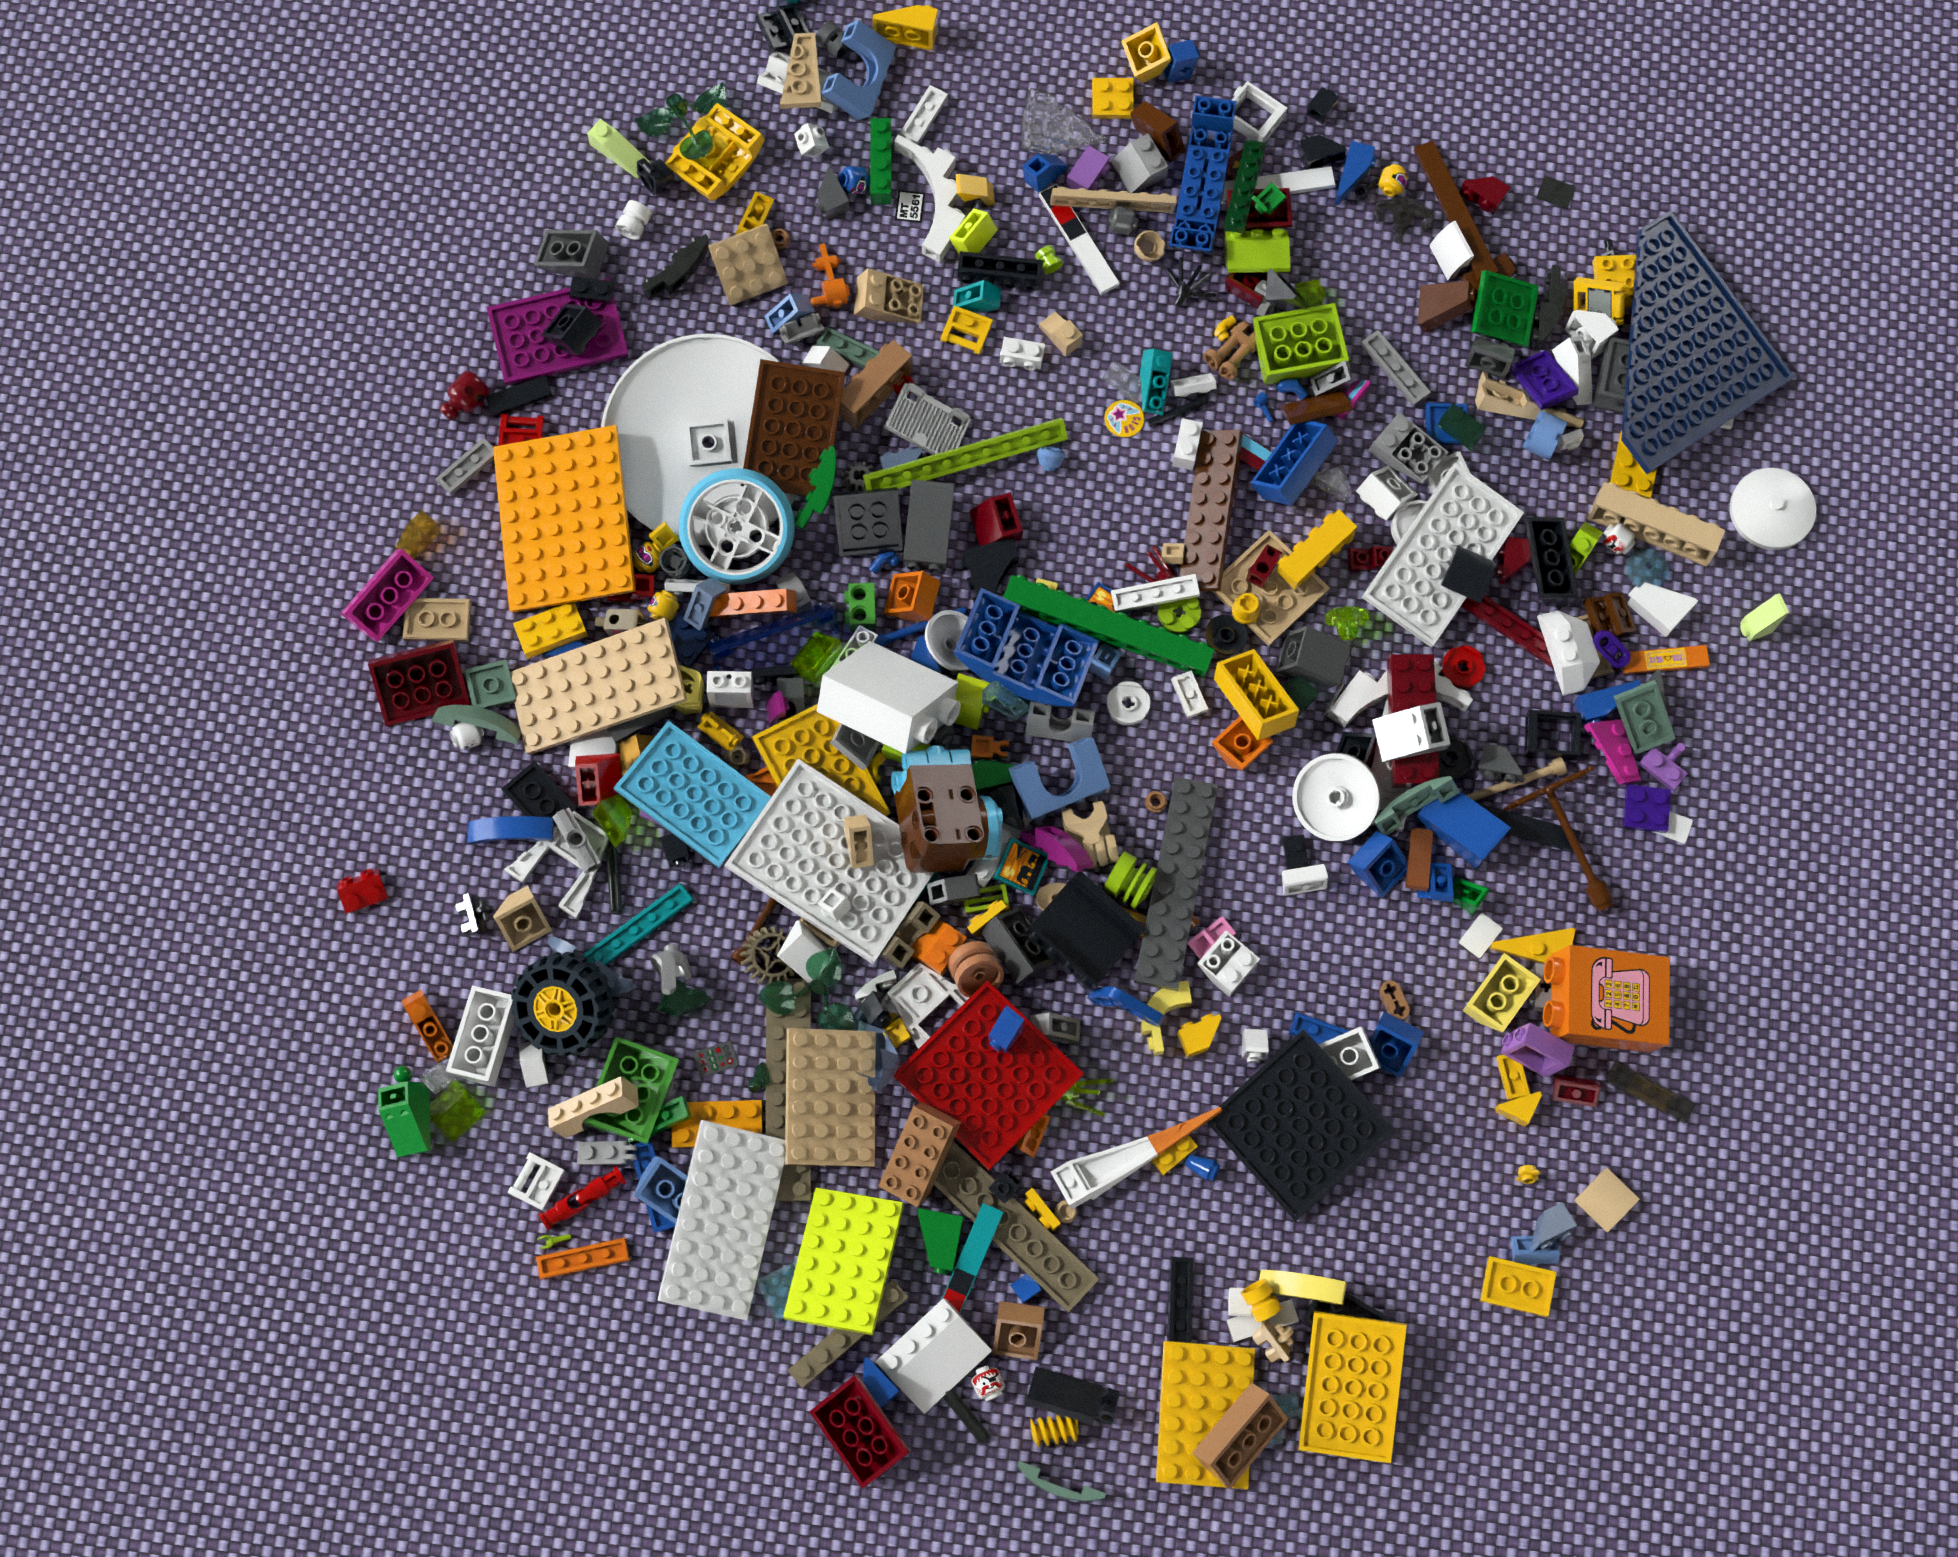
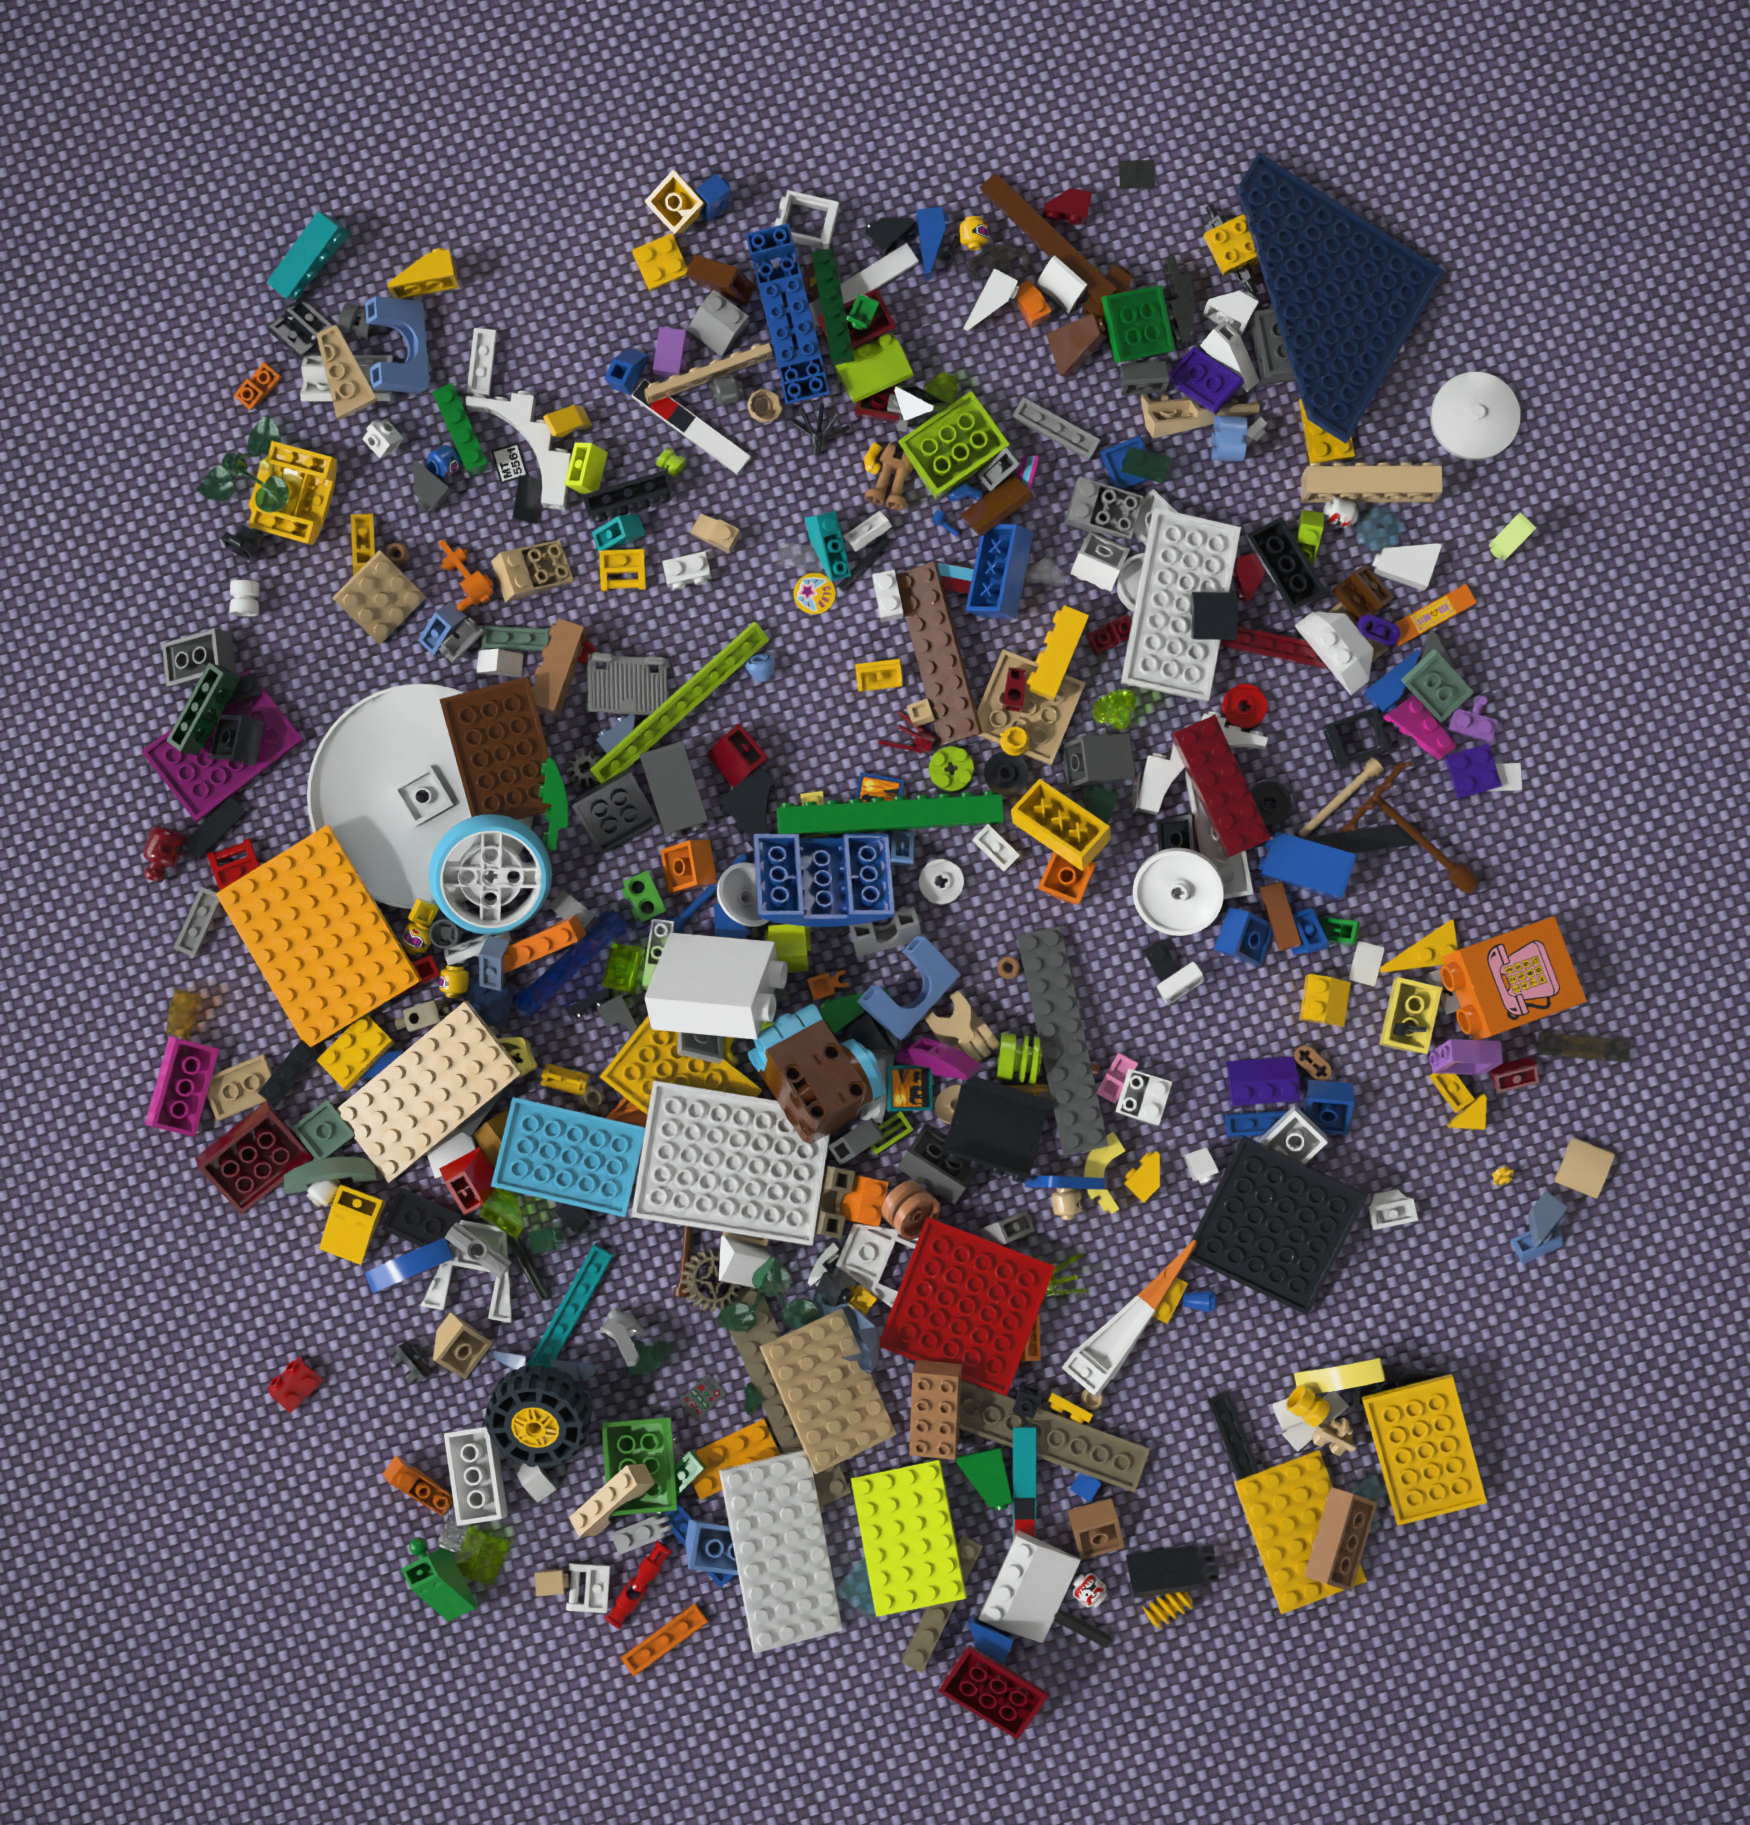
camera: 20 degrees left, 10 degrees up
(477, 773) = (351, 1224): none -> yellow slope
(483, 624) = (288, 1073): none -> black plate
(505, 1161) = (551, 1582): none -> tan brick
(552, 1240) = (627, 1636): lime hand -> none
(555, 290) = (203, 709): none -> dark green brick
(615, 146) = (192, 528): yellowish green slope -> none
(640, 859) = (545, 1240): none -> clear green slope
(684, 265) = (316, 621): pearl dark grey slope -> none
(725, 60) = (258, 386): none -> orange slope
(732, 692) = (563, 1036): white window -> none
(776, 708) = (609, 1036): magenta slope -> none
(835, 904) = (751, 1207): white slope -> none
(859, 841) = (747, 1136): tan arch -> none
(883, 559) = (644, 840): blue arm -> none
(910, 240) = (527, 500): none -> black slope
(980, 921) = (903, 1143): yellow plate -> none
(997, 697) = (823, 936): clear light blue slope -> none
(1006, 1030) = (967, 1264): blue slope -> none
(1032, 1472) = (1223, 1652): sand green slope -> none
(1051, 128) = (616, 322): clear wedge -> none
(1119, 1026) = (1066, 1203): none -> tan head
(1150, 507) = (878, 675): none -> yellow hinge
(1155, 593) = (921, 763): white plate -> none
(1322, 105) = (871, 181): black brick -> none
(1341, 998) = (1262, 1081): none -> dark purple slope
(1388, 236) = (995, 294): none -> white slope
(1411, 732) = (1226, 804): slope -> none
(1412, 1162) = (1391, 1209): none -> white slope
(1413, 800) = (1251, 865): sand green slope -> none
(1418, 259) = (1032, 304): none -> orange slope
(1429, 949) = (1324, 1000): none -> yellow slope
(1489, 998) = (1401, 1029): none -> black hand
(1498, 763) = (1318, 789): dark grey slope -> none
(1518, 1286) = (1535, 1285): yellow plate -> none
(1601, 297) = (1228, 275): yellow container -> none

